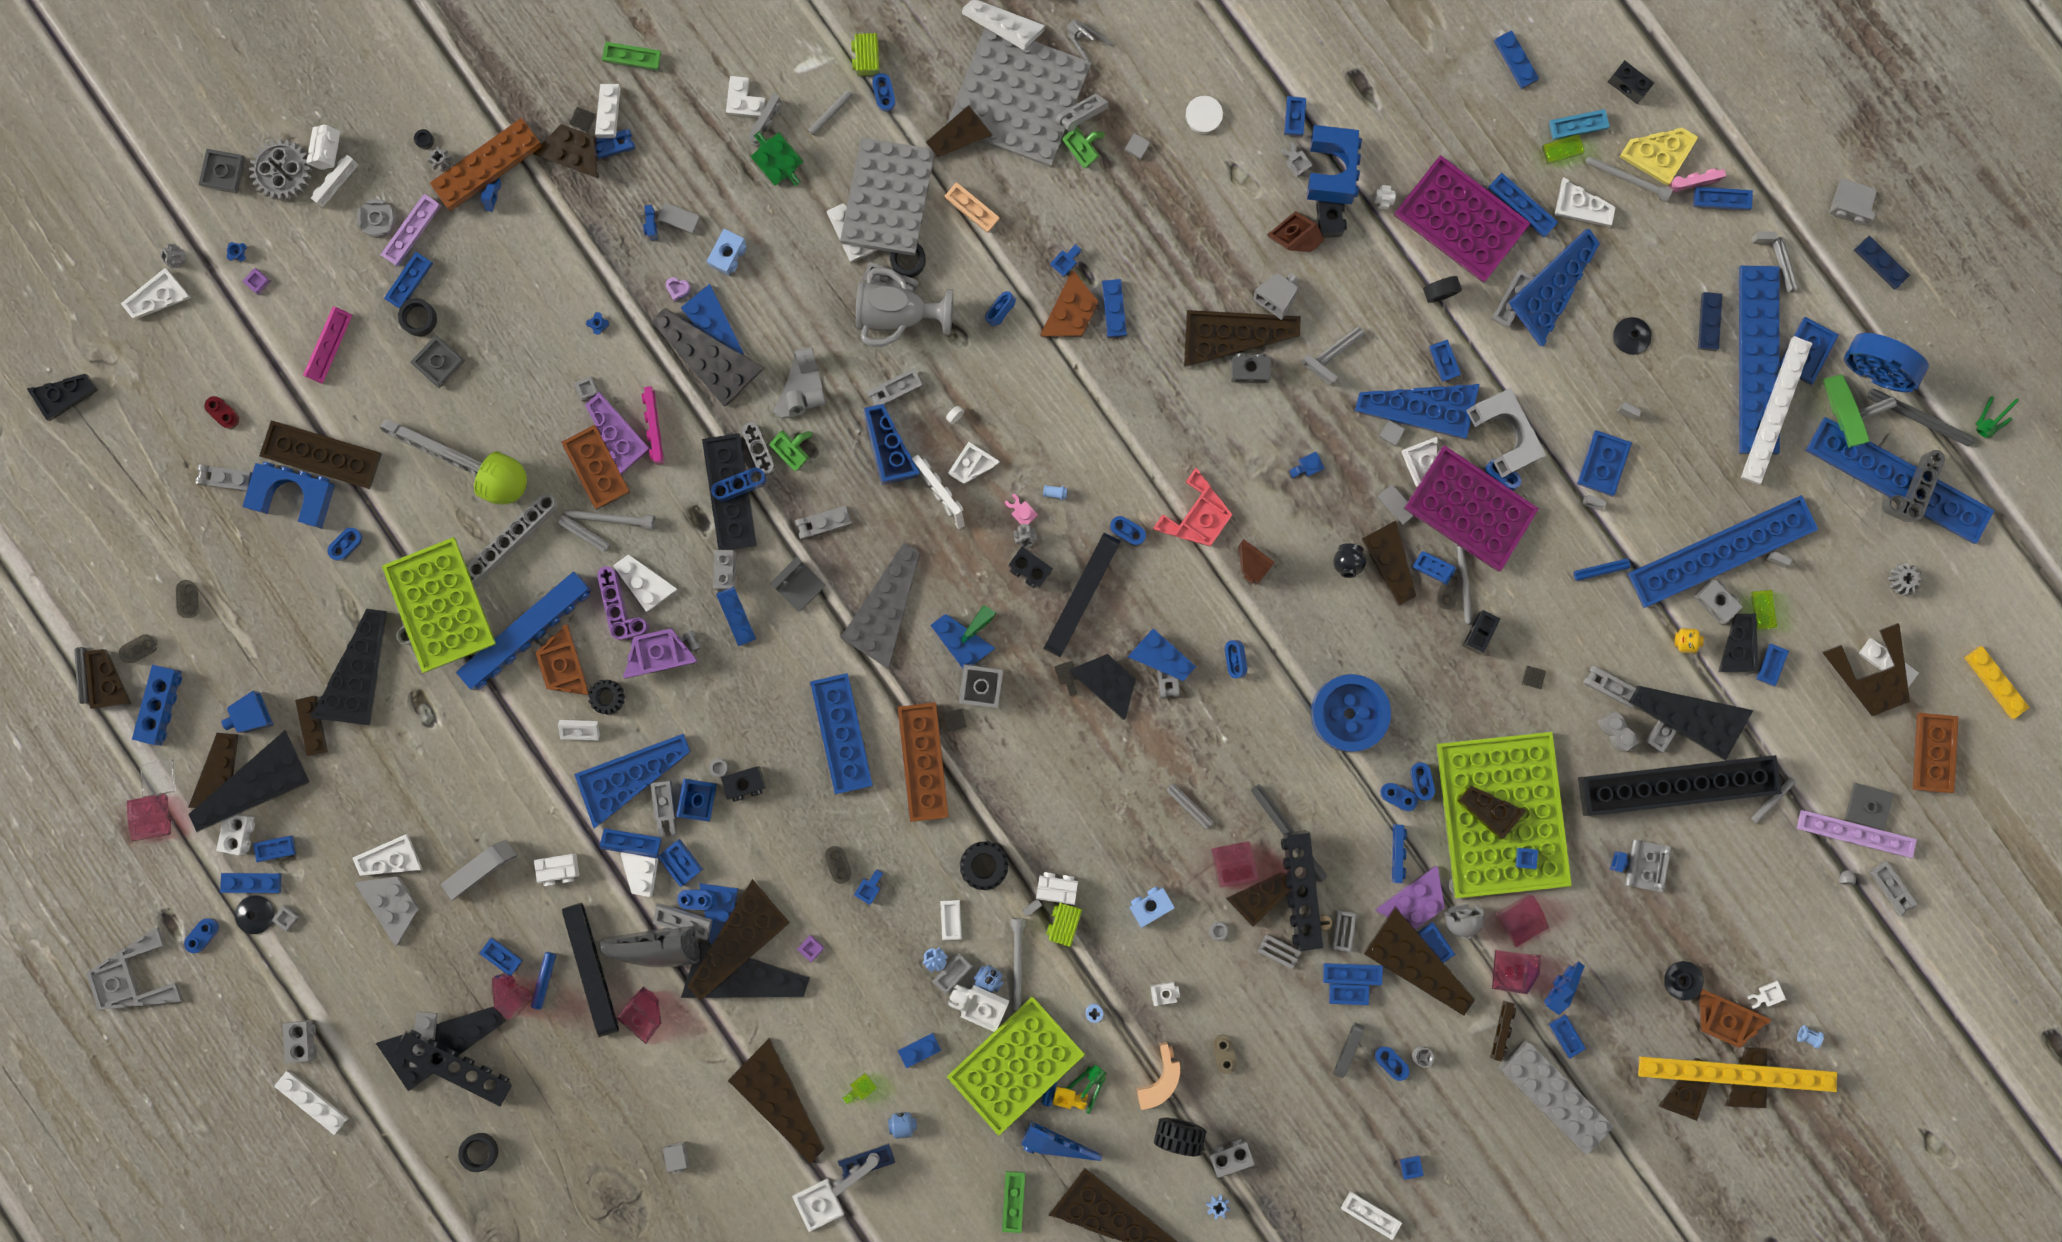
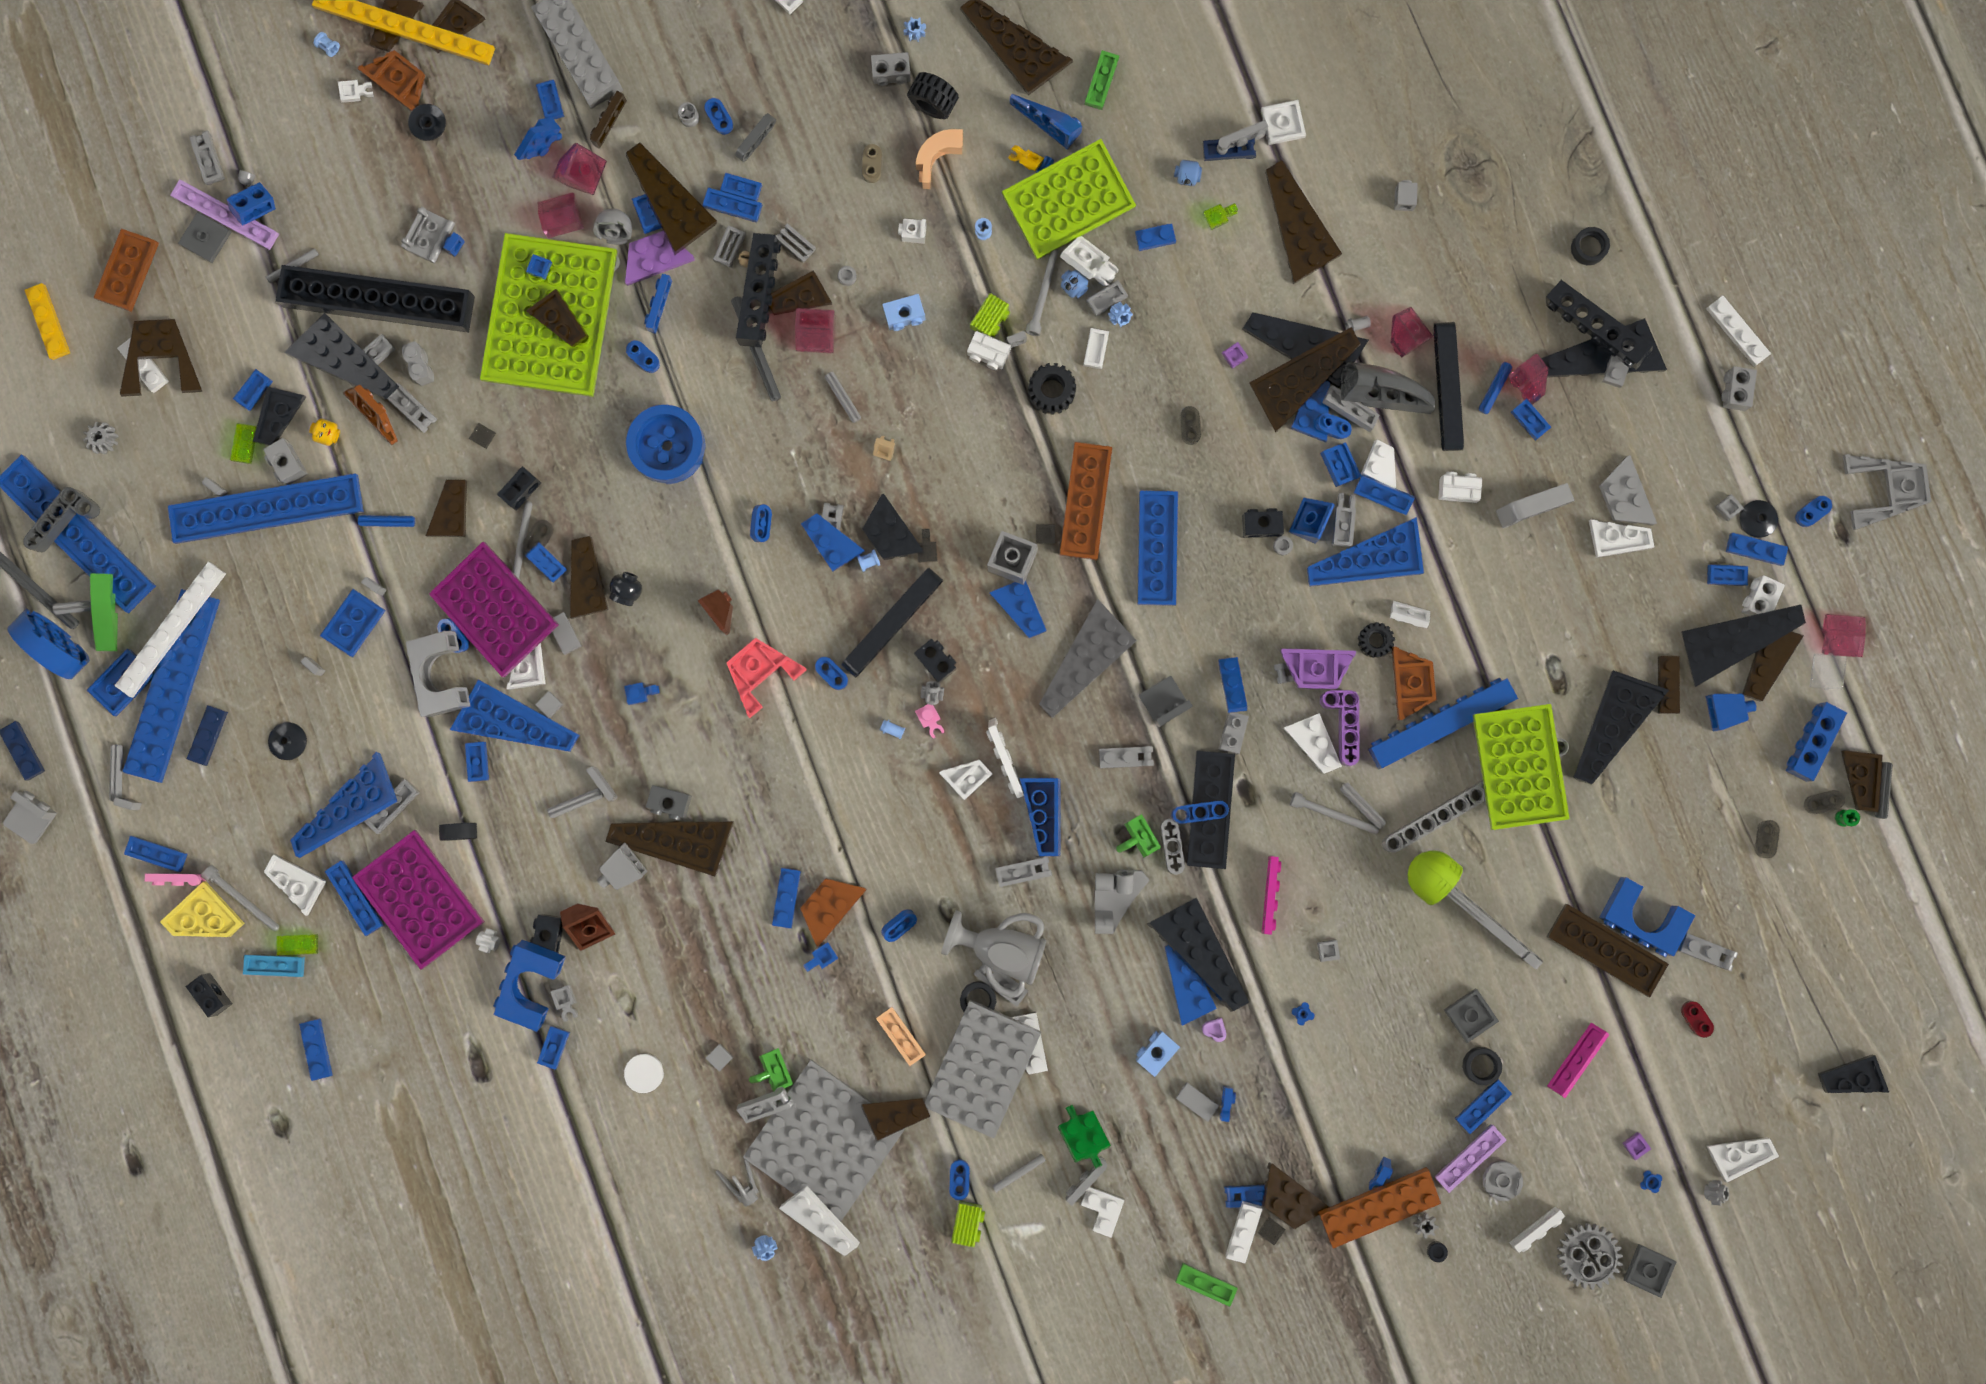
camera: 165 degrees left, 0 degrees up
(111, 633) = (1851, 814): none -> green bush
(323, 147) = (1541, 1267): white brick -> none
(344, 542) = (1600, 855): blue plate -> none
(595, 467) = (1337, 868): dark orange plate -> none
(618, 436) = (1306, 891): medium lavender wing -> none
(695, 1011) = (1359, 323): none -> light grey pin
(868, 889) = (1166, 395): blue plate -> none
(955, 414) = (971, 830): white tile -> none
(982, 619) = (995, 622): green slope -> none
(1095, 1075) = (996, 171): green plant -> none
(1120, 649) = (868, 560): none -> light blue bush
(1135, 763) = (884, 448): none -> tan tile
(1411, 1167) = (727, 20): blue plate -> none
(1424, 780) = (616, 365): blue plate -> none
(1542, 595) = (450, 512): none -> dark brown wing
(1646, 671) = (372, 411): none -> dark orange wing
(1828, 847) = (251, 203): none -> blue brick

